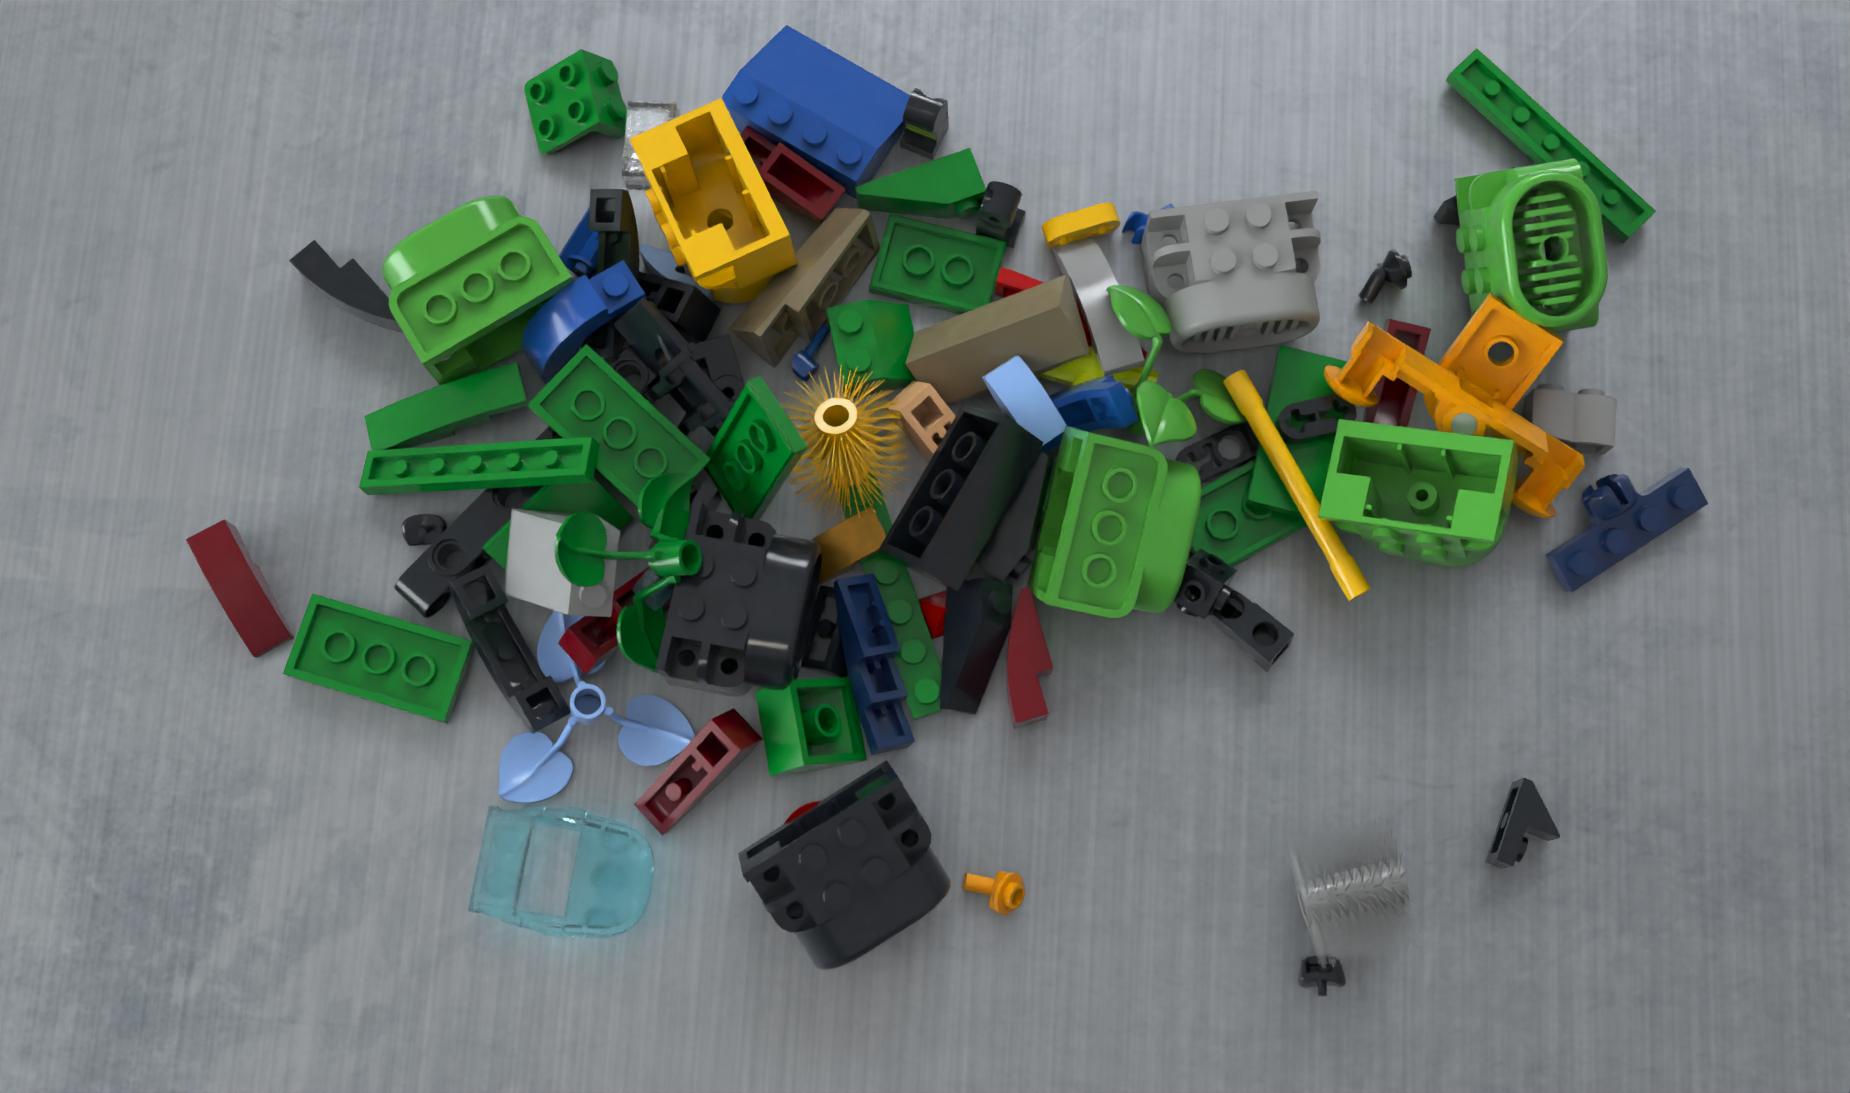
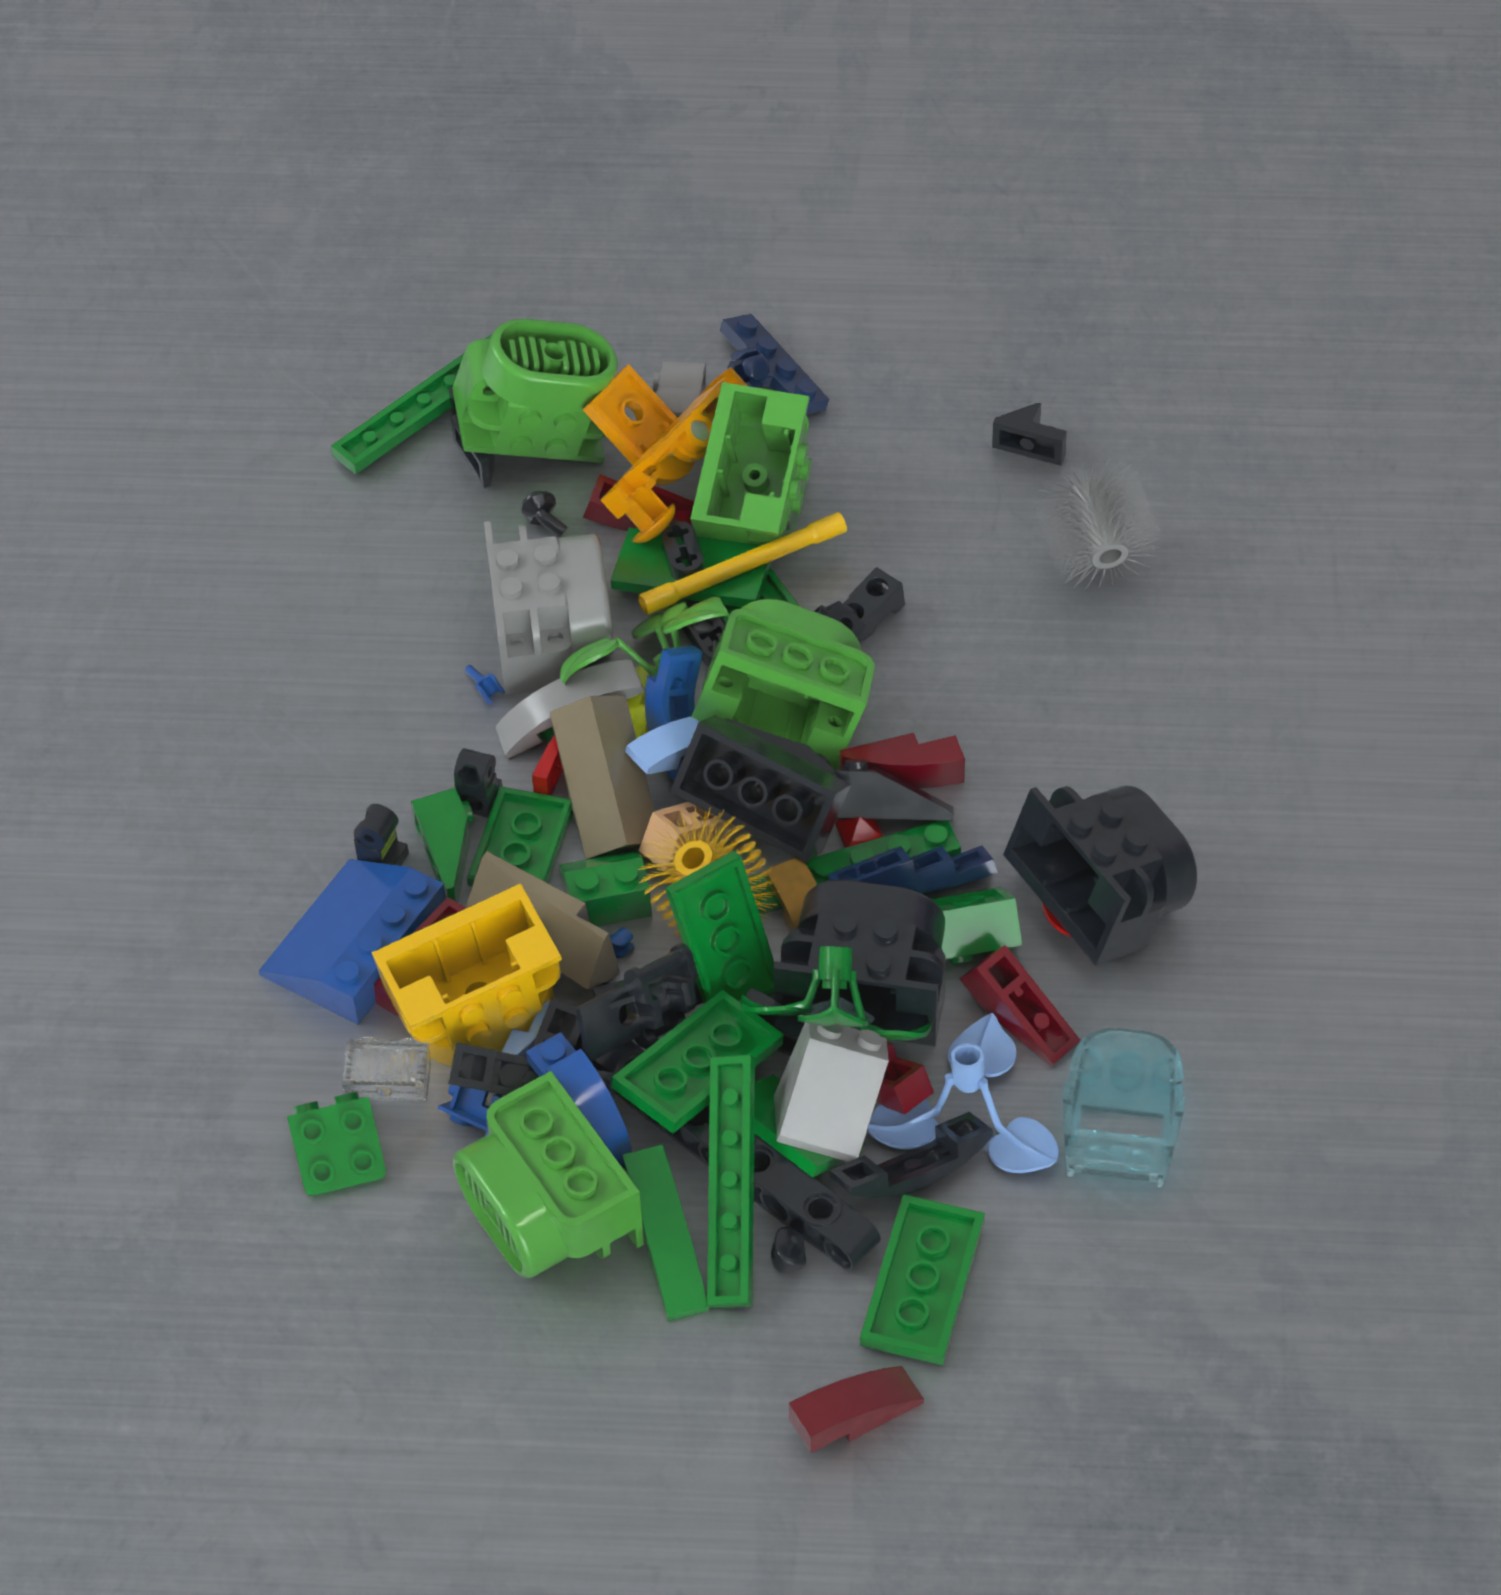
camera: 90 degrees left, 25 degrees down
(345, 286) = (531, 1329): black slope -> none
(1000, 889) = (1112, 776): light orange plate -> none
(1081, 224) = (487, 727): yellow beam -> none
(1313, 974) = (1162, 565): black piece -> none

